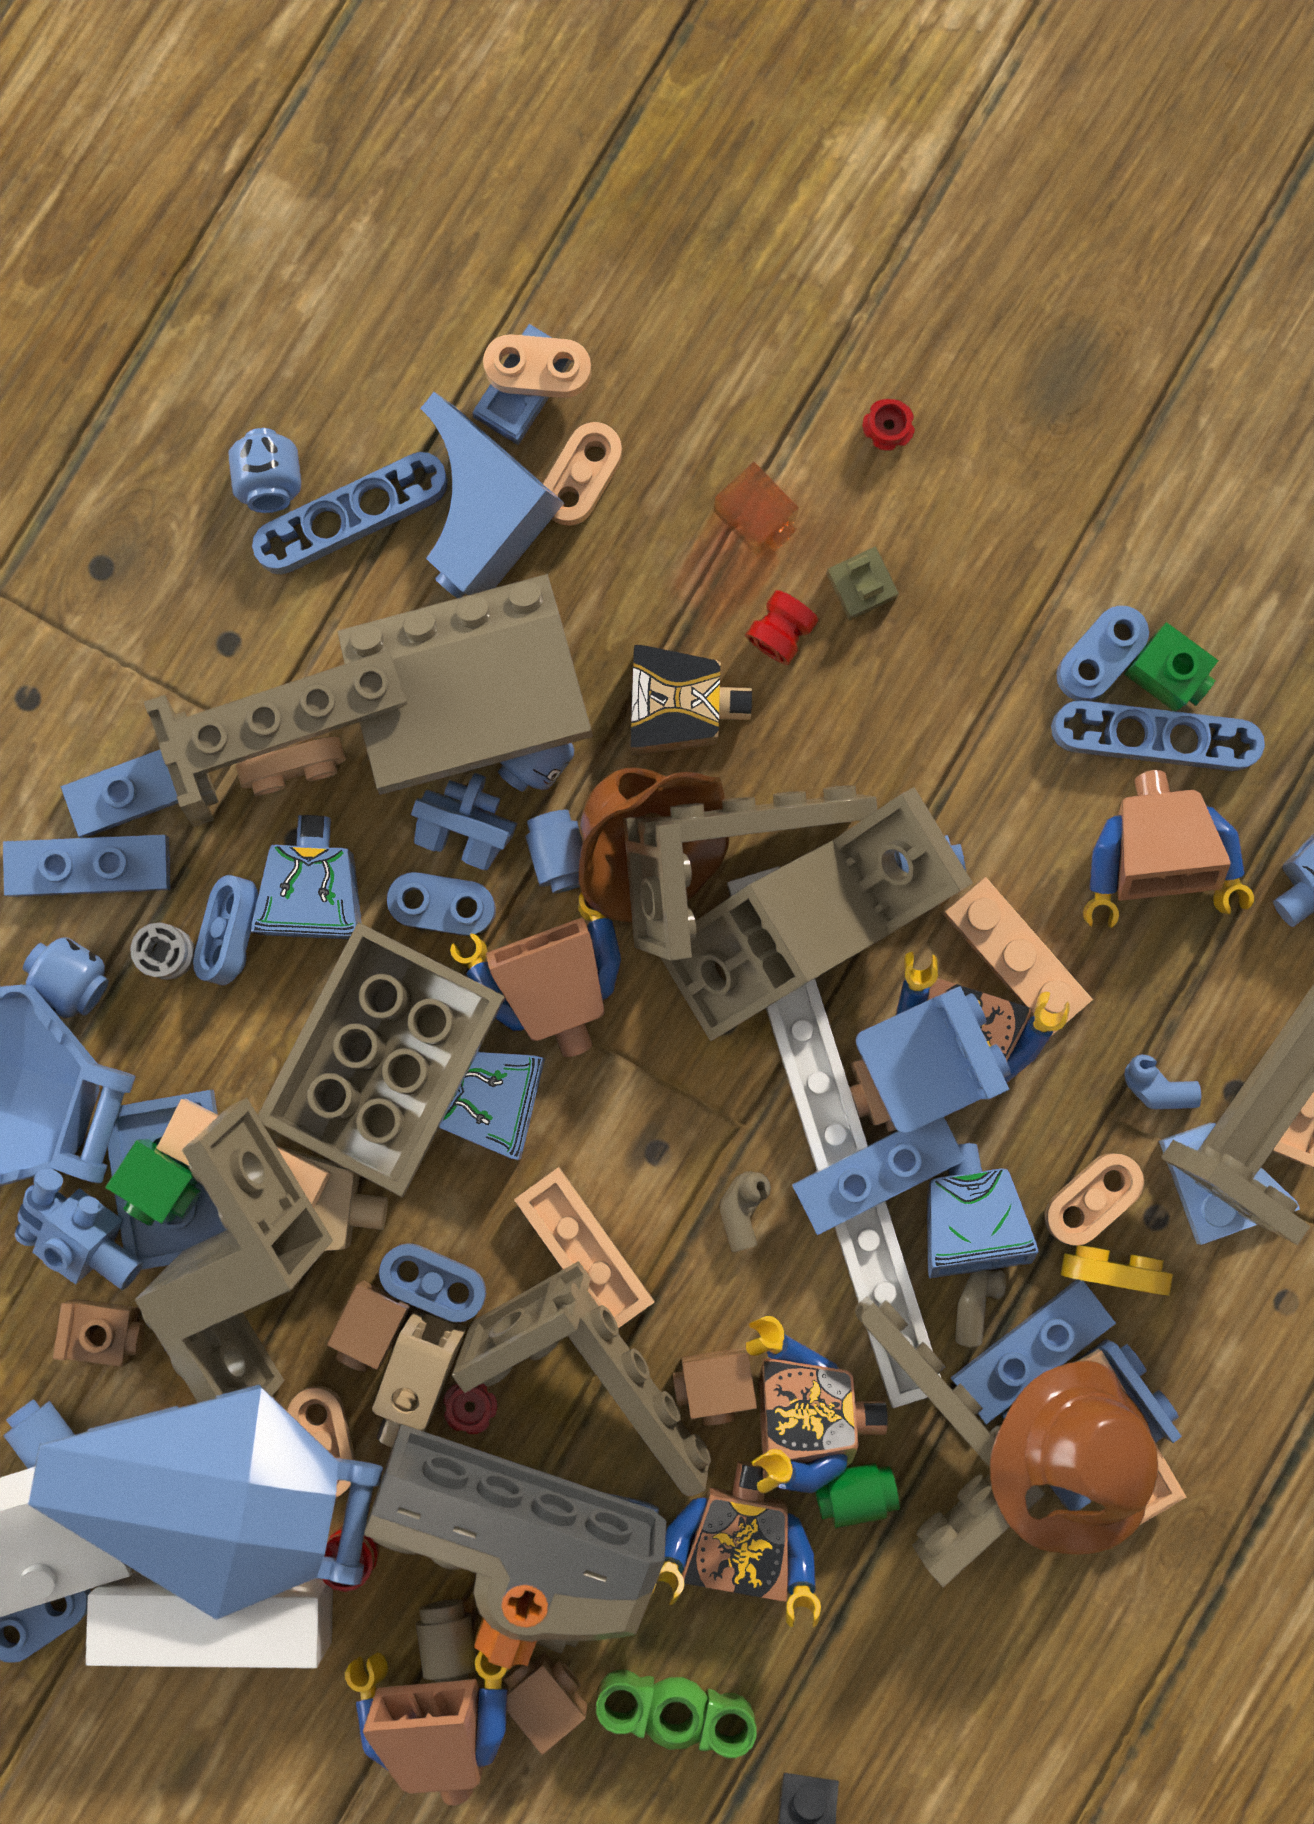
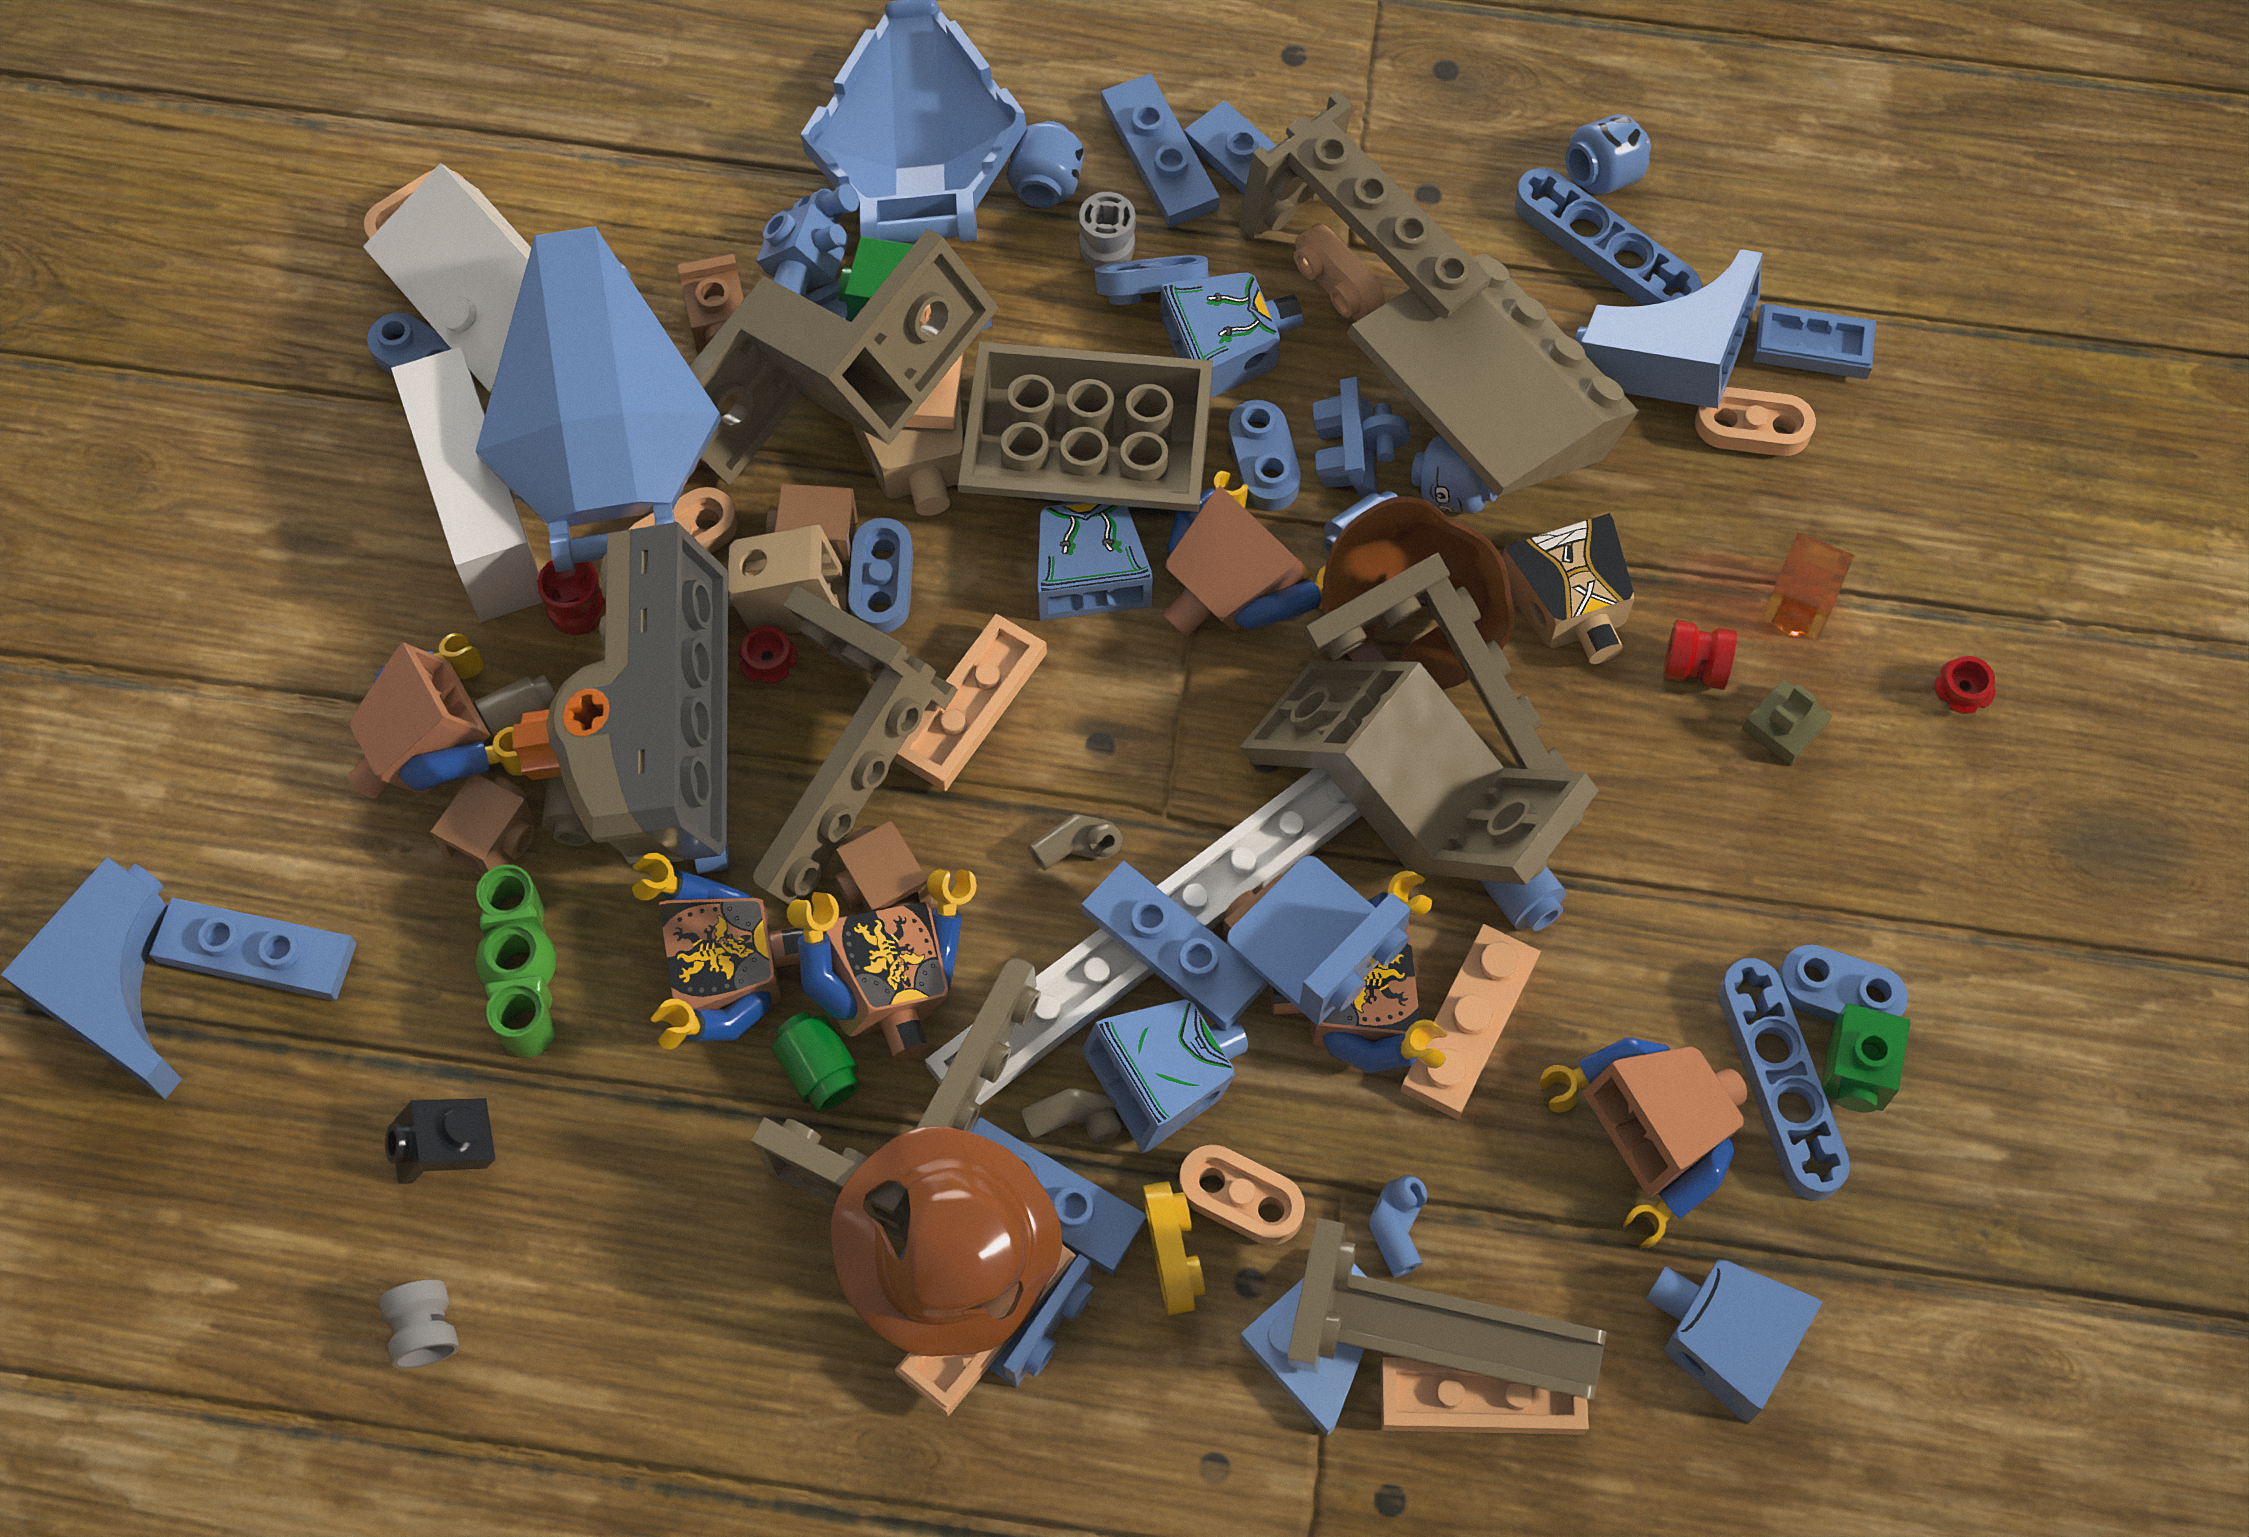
camera: 70 degrees right, 20 degrees down
(536, 370) = (1833, 332): light nougat plate -> none

